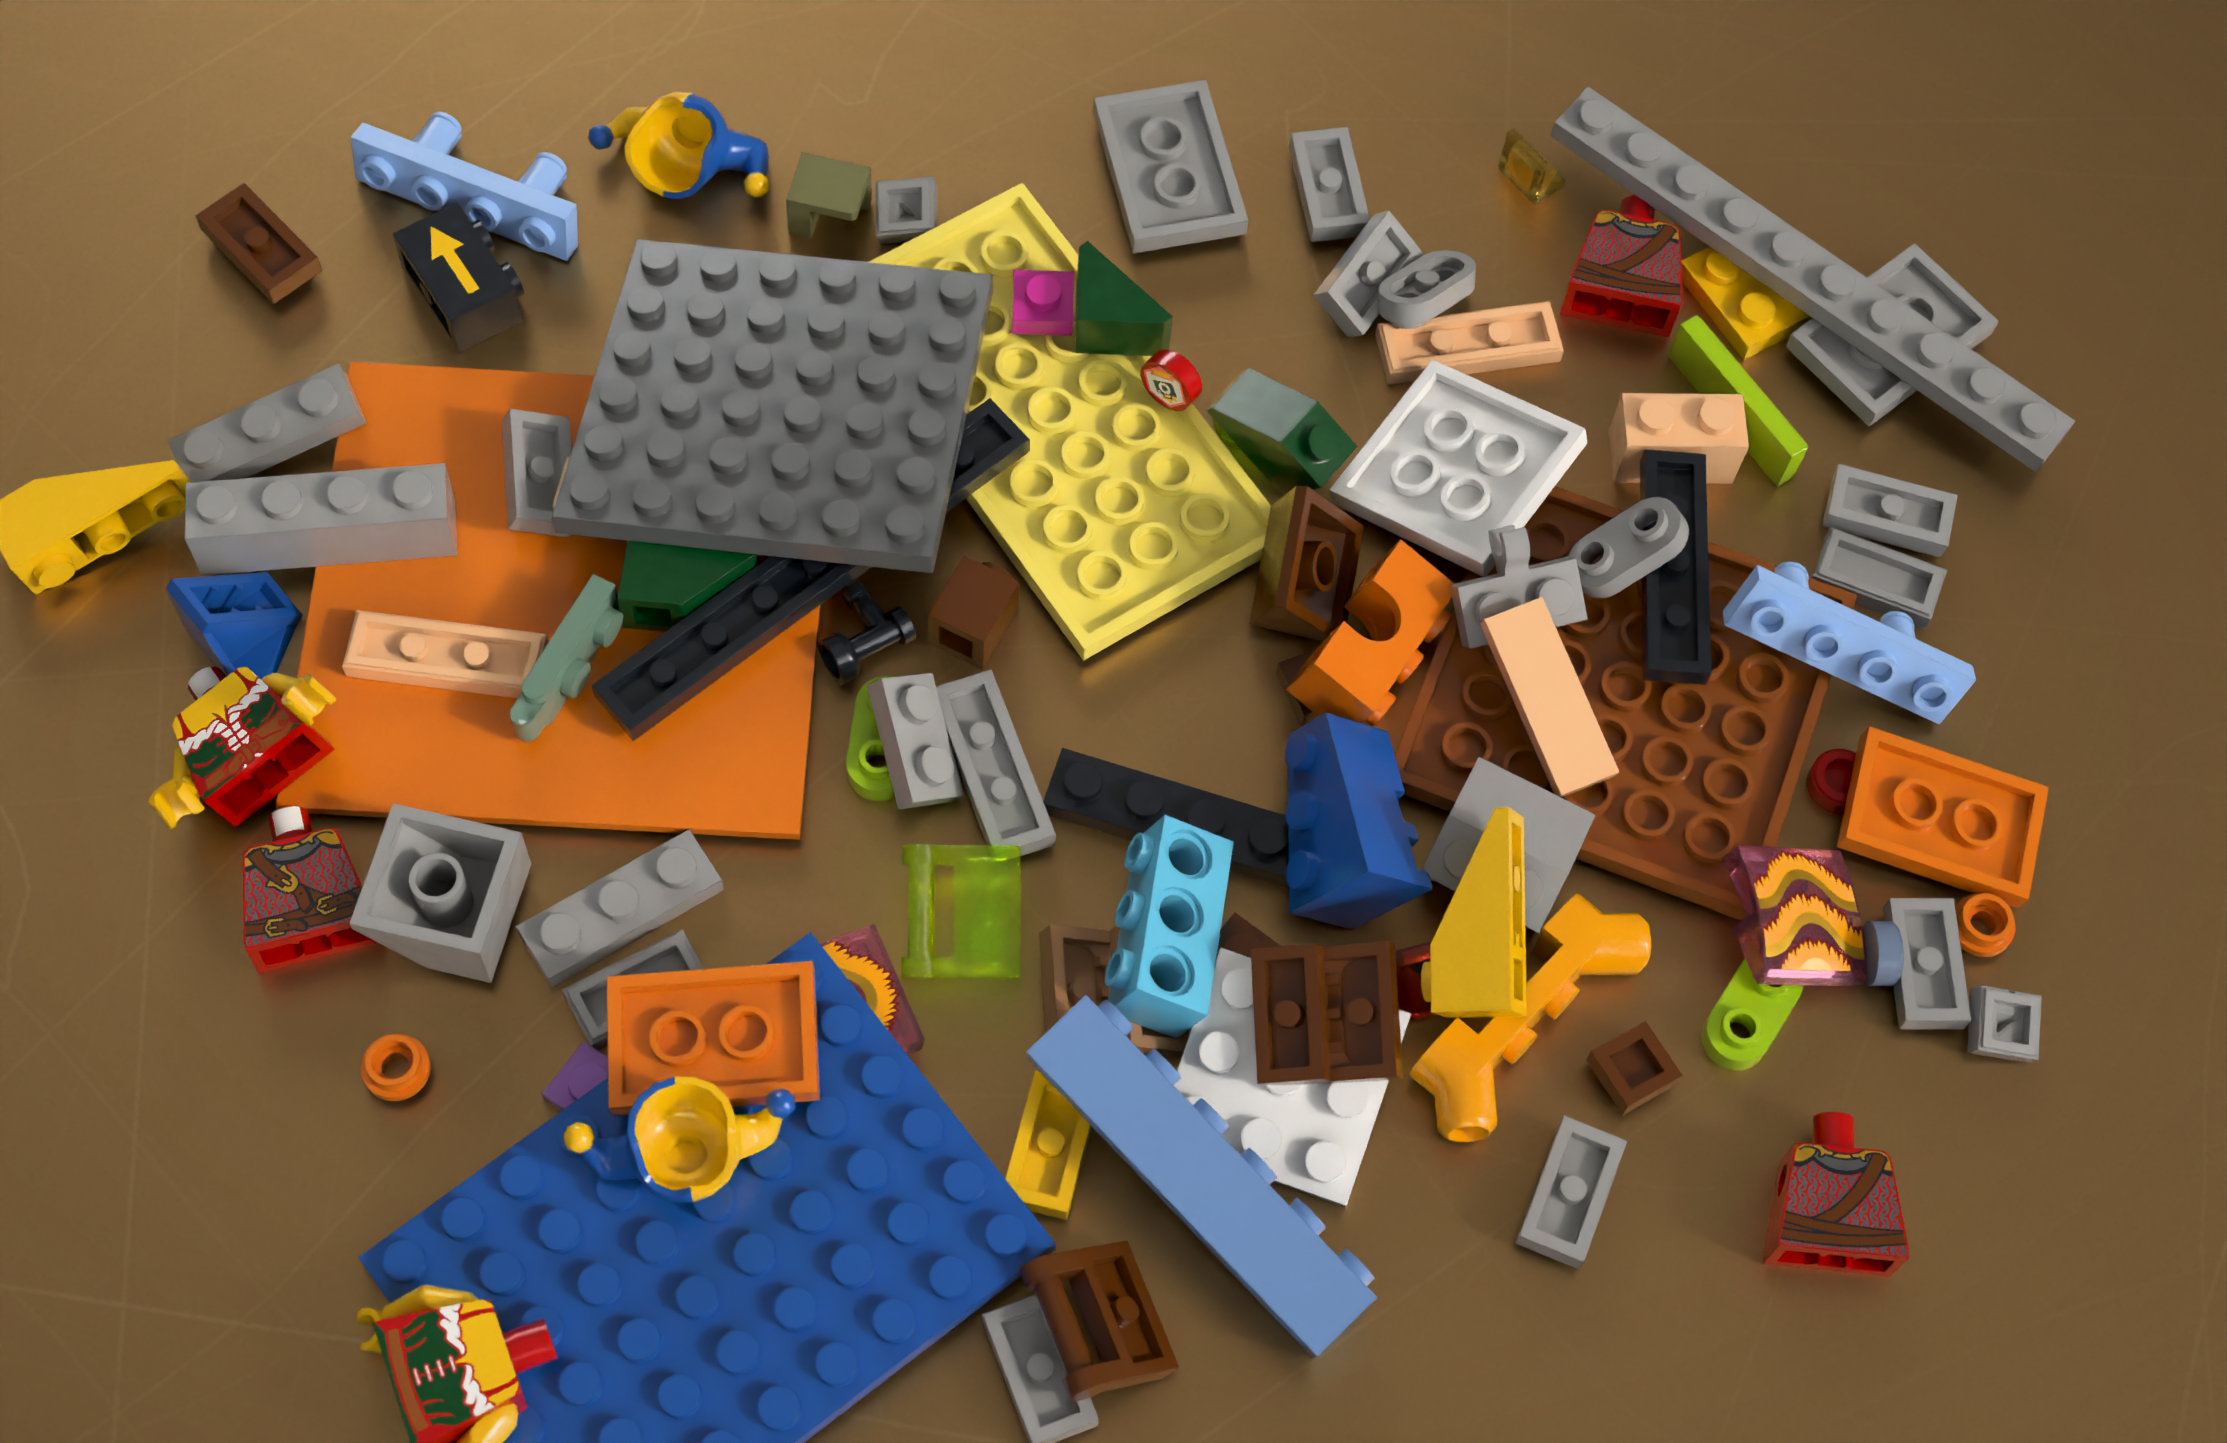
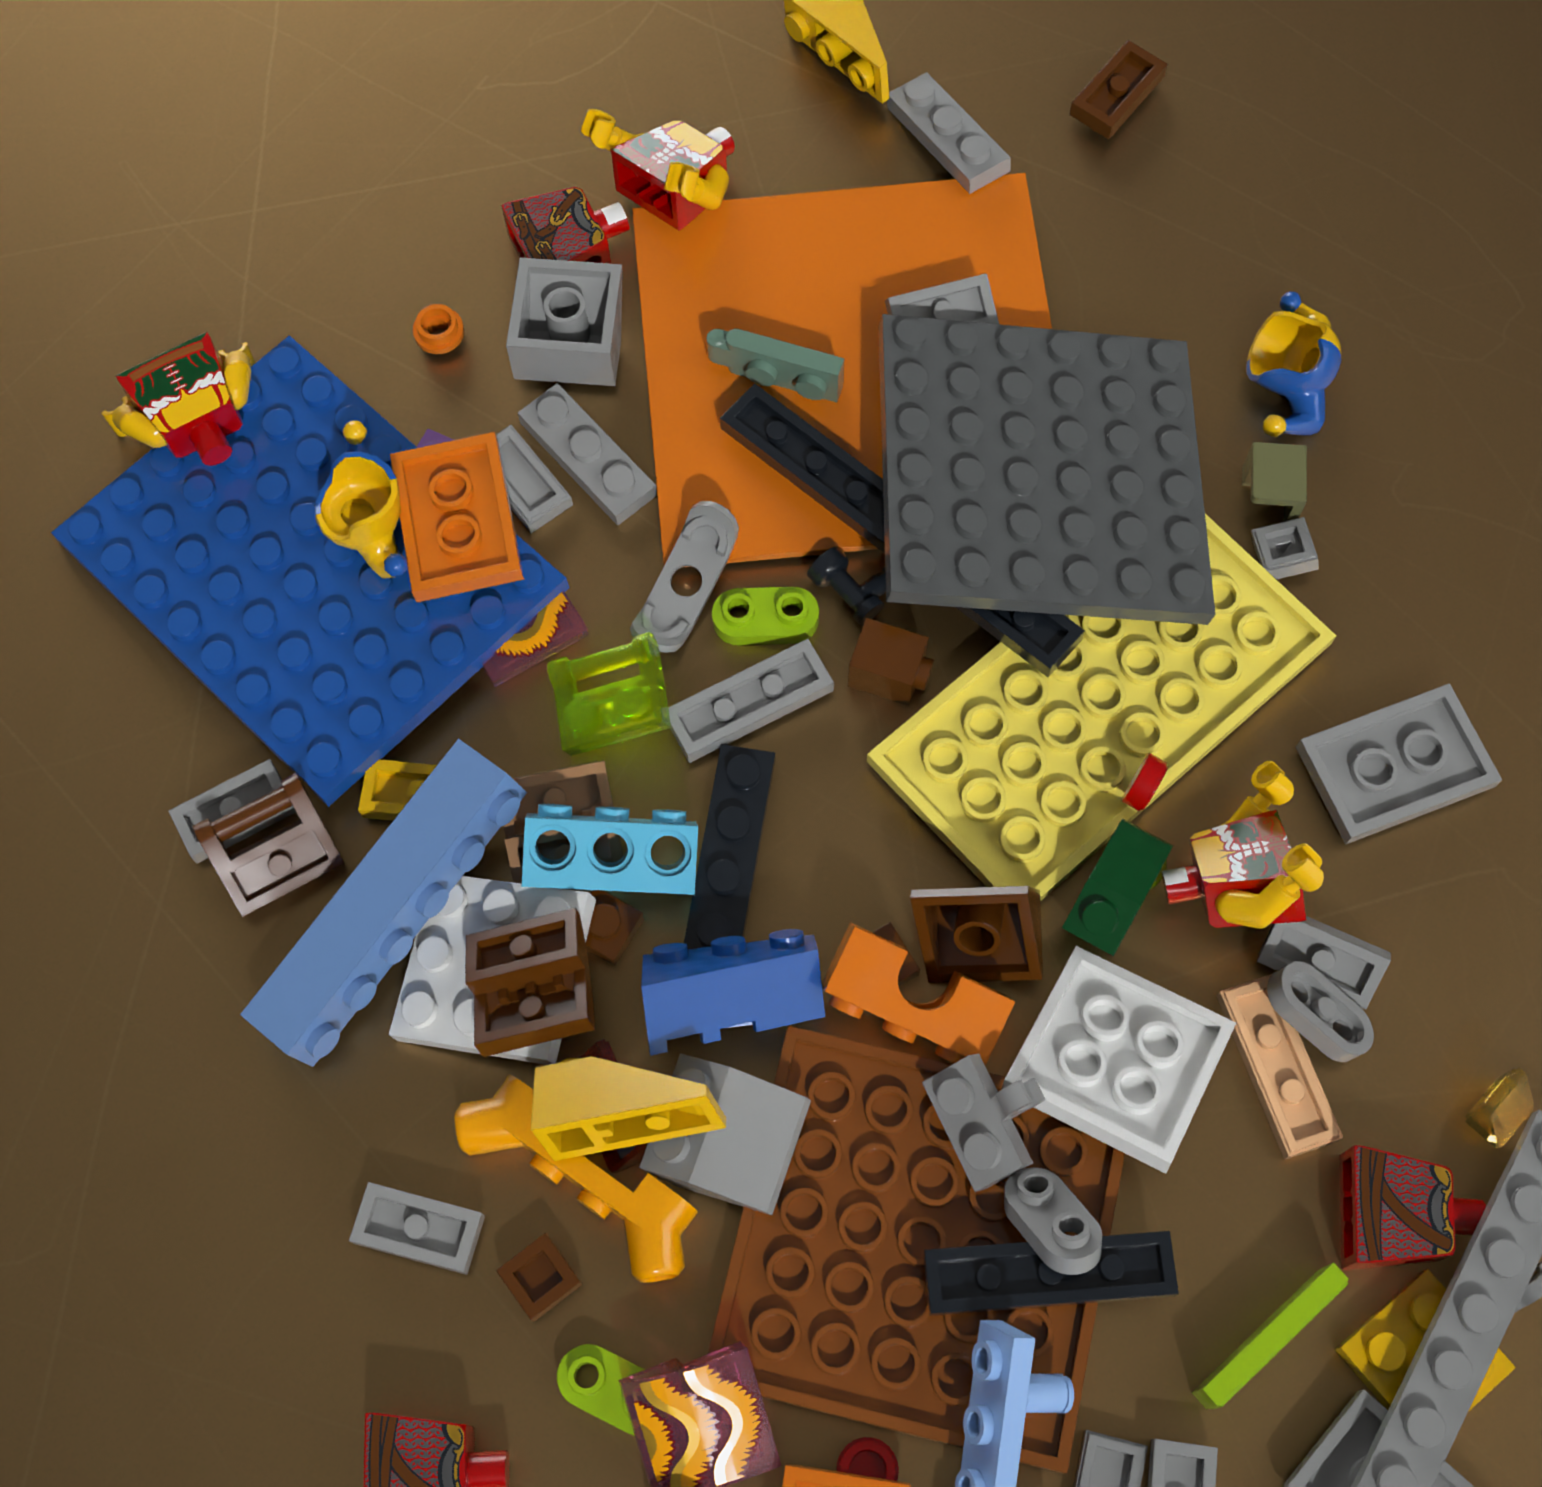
camera: 90 degrees right, 5 degrees up
(237, 619) = (774, 147): blue slope -> none
(321, 519) = (865, 175): light grey brick -> none
(429, 176) = (1197, 230): light blue plate -> none
(441, 654) = (773, 278): light nougat tile -> none
(460, 277) = (1121, 227): black brick -> none
(670, 582) = (855, 419): dark green slope -> none
(789, 781) = (704, 545): none -> light grey piece
(915, 740) = (754, 632): light grey plate -> none
(1043, 302) = (1206, 667): dark pink plate -> none
(1114, 311) = (1203, 715): dark green slope -> none
(1276, 309) = (1247, 864): none -> torso
(1329, 183) = (1420, 910): light grey plate -> none
(1549, 697) = (876, 1156): light nougat tile -> none
(1679, 424) = (1210, 1275): light nougat brick -> none

